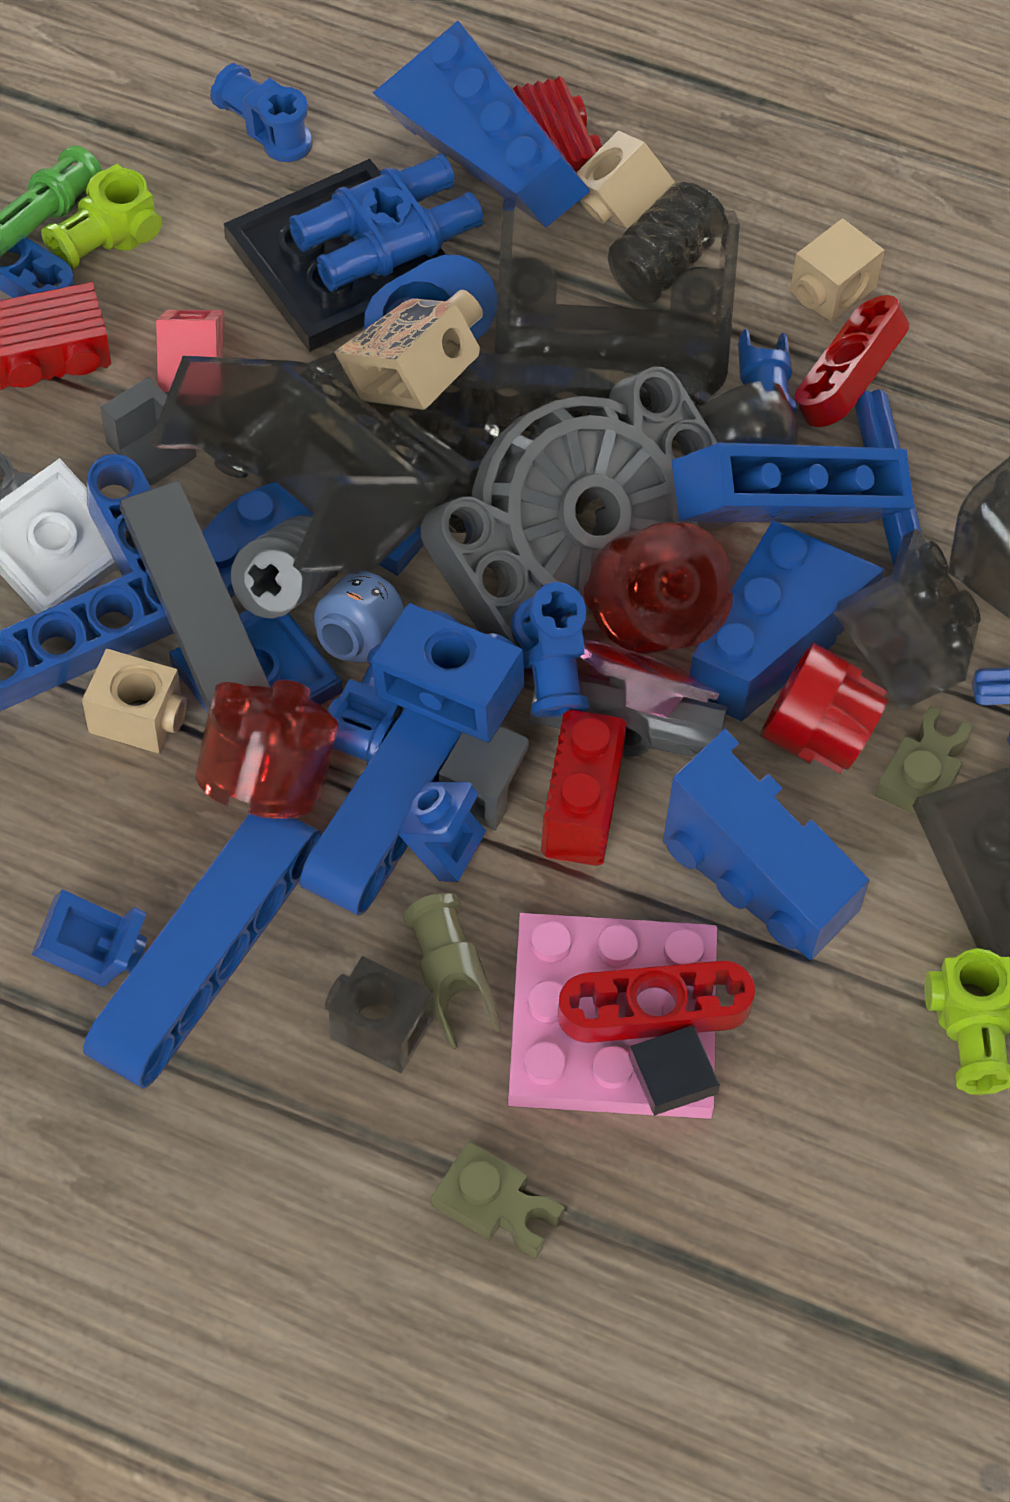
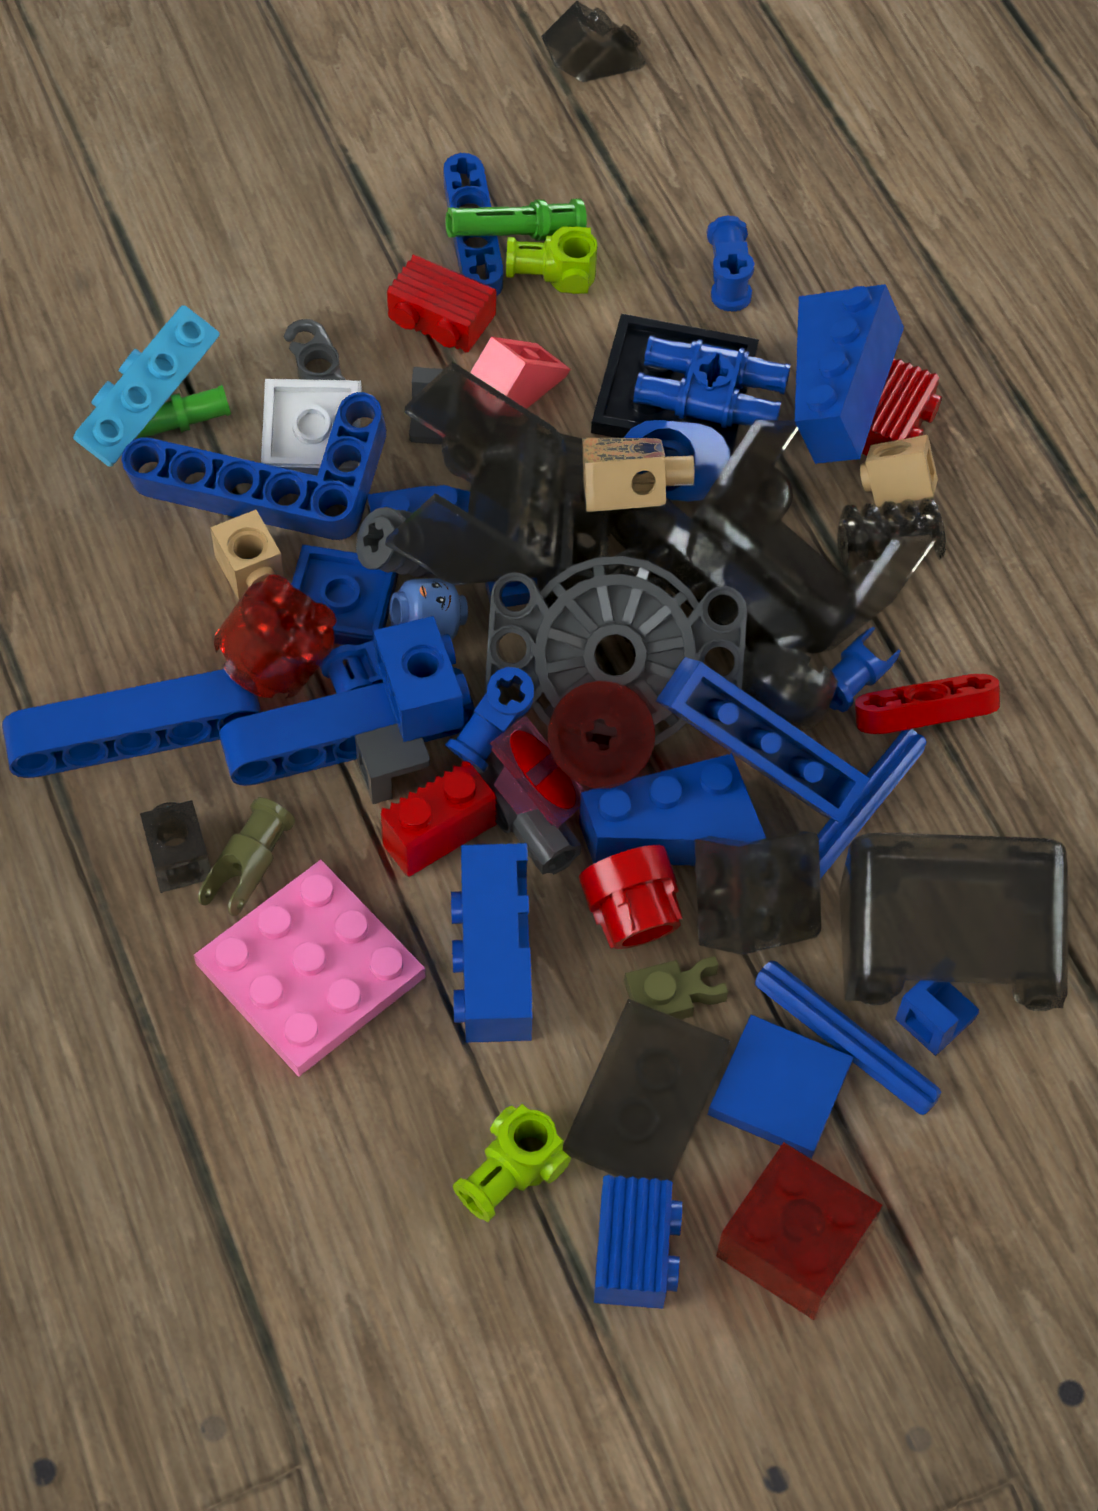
camera: 45 degrees right, 0 degrees up
(90, 939) = (73, 665): blue bracket -> none
(191, 589) = (335, 513): dark grey tile -> none
(443, 828) = (327, 771): blue bracket -> none
(488, 1195) = (121, 1001): olive plate -> none
(606, 985) = (317, 951): red beam -> none
(673, 1070) = (289, 1021): black tile -> none
(836, 270) = (985, 638): tan brick -> none

